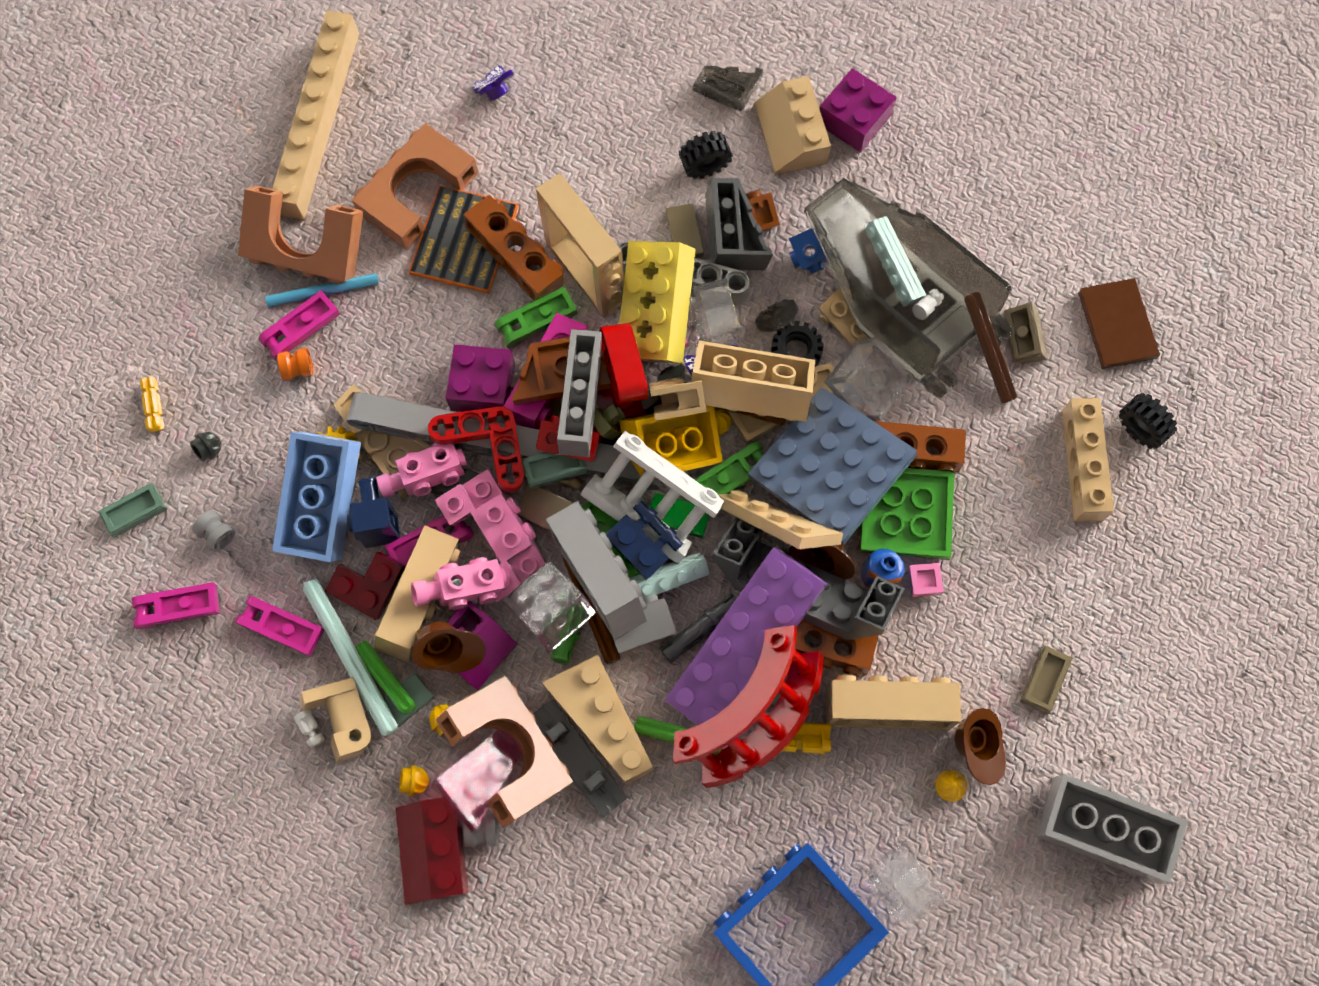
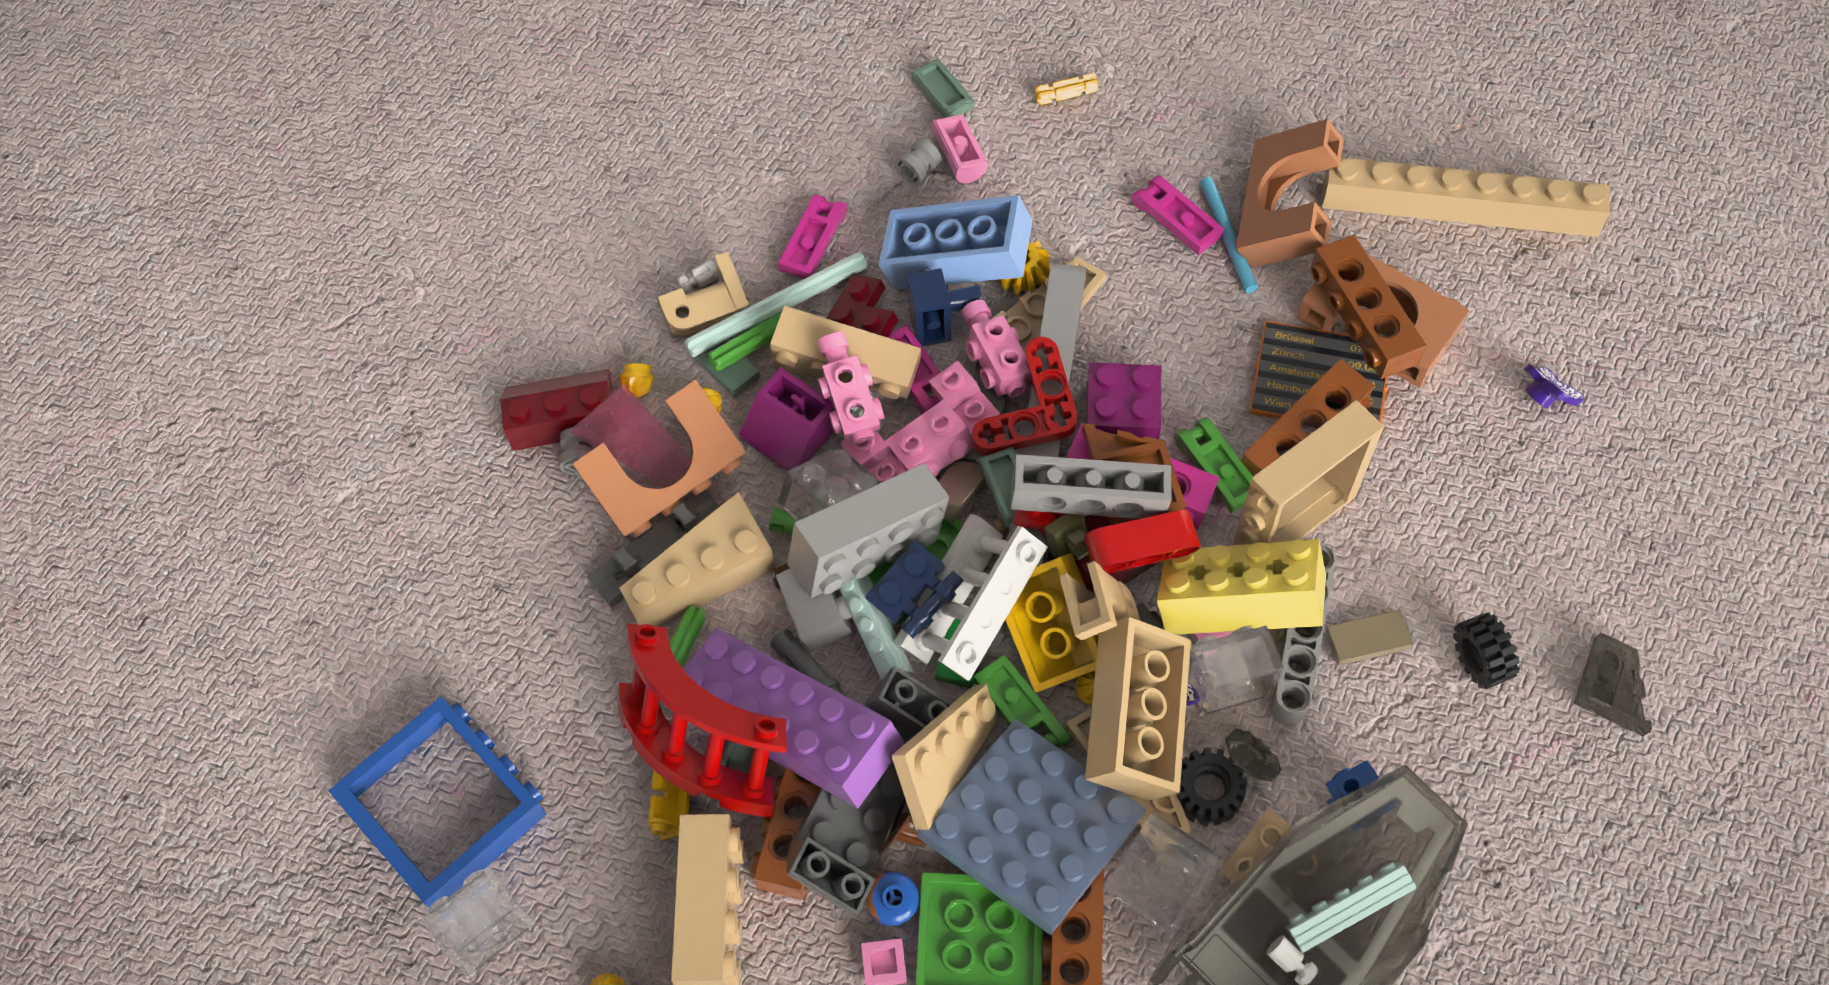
camera: 90 degrees right, 10 degrees down
(176, 605) = (834, 141): dark pink plate -> none
(203, 495) = (960, 148): none -> bright pink brick
(206, 445) = (1019, 142): pearl dark grey plate -> none
(296, 364) = (1126, 216): orange wheel -> none
(424, 176) = (1367, 288): none -> dark orange brick
(447, 649) = (772, 378): reddish brown piece -> none
(732, 230) = (1377, 689): dark grey wedge -> none
(763, 209) = (1415, 730): dark orange bracket -> none
(793, 126) = (1562, 776): tan slope -> none
(857, 109) = (1606, 863): magenta brick -> none

